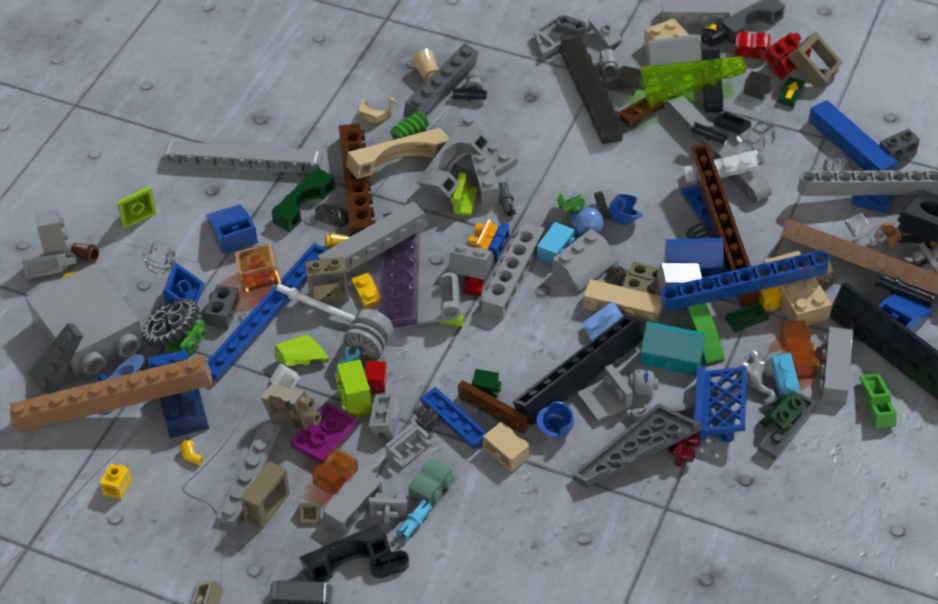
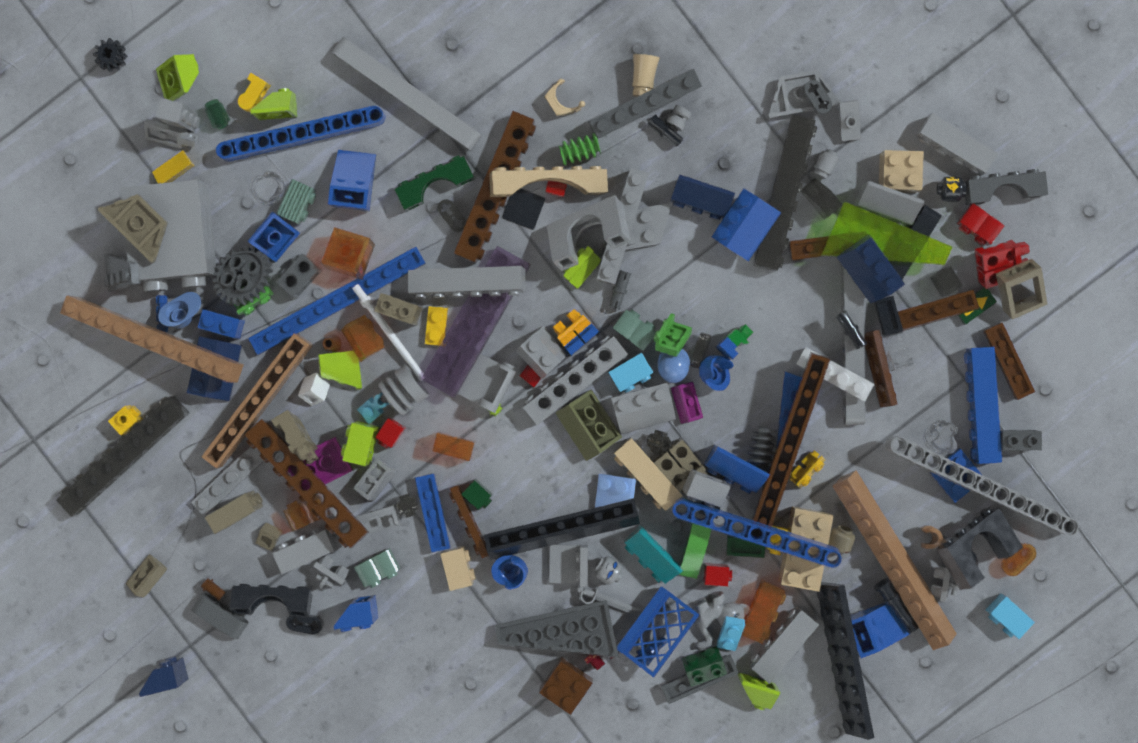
camera: 25 degrees right, 40 degrees up
(26, 226) = (177, 75): none -> lime slope
(55, 308) = (138, 224): none -> dark tan wing
(84, 234) = (217, 114): none -> clear green brick
(85, 251) = (209, 135): reddish brown cone -> none
(109, 212) = (254, 93): none -> yellow leg
(126, 512) = (75, 505): none -> clear smoke brick
(165, 217) = (292, 130): none -> blue beam
(188, 453) = (198, 418): yellow arm -> none
(190, 255) = (296, 202): none -> sand green brick
(236, 407) = (257, 400): none -> medium nougat brick
(274, 575) = (213, 589): none -> reddish brown pin
(279, 335) = (336, 343): none -> reddish brown cone
(307, 320) = (363, 338): none -> clear orange brick
(324, 436) = (264, 430): none -> reddish brown brick
(334, 239) = (439, 254): yellow cone -> none
(388, 188) = (524, 208): none -> black sticker
(407, 163) = (556, 188): none -> red slope
(414, 520) = (345, 595): medium azure pin -> none
(438, 518) = (360, 613): none -> blue slope
(440, 359) = (454, 446): none -> clear orange brick
(528, 111) = (701, 197): none -> dark blue slope
(540, 215) = (634, 329): none -> sand green brick
(546, 294) = (588, 425): none -> olive slope
(575, 112) = (746, 224): none -> blue slope
(621, 248) = (686, 402): none -> magenta slope
(625, 179) = (732, 340): none -> hips
(672, 486) = (566, 685): none -> reddish brown brick
(693, 88) = (870, 269): none -> dark blue slope
(738, 343) = (717, 574): none -> red brick
(752, 240) = (813, 464): none -> yellow hinge
(766, 162) = (879, 369): none -> reddish brown plate
(767, 100) = (938, 310): none -> reddish brown plate
(843, 401) = (759, 691): none -> lime slope
(851, 110) = (1009, 361): none -> reddish brown plate
(863, 233) = (909, 525): clear brick -> none
(878, 401) = (792, 697): bright green slope -> none

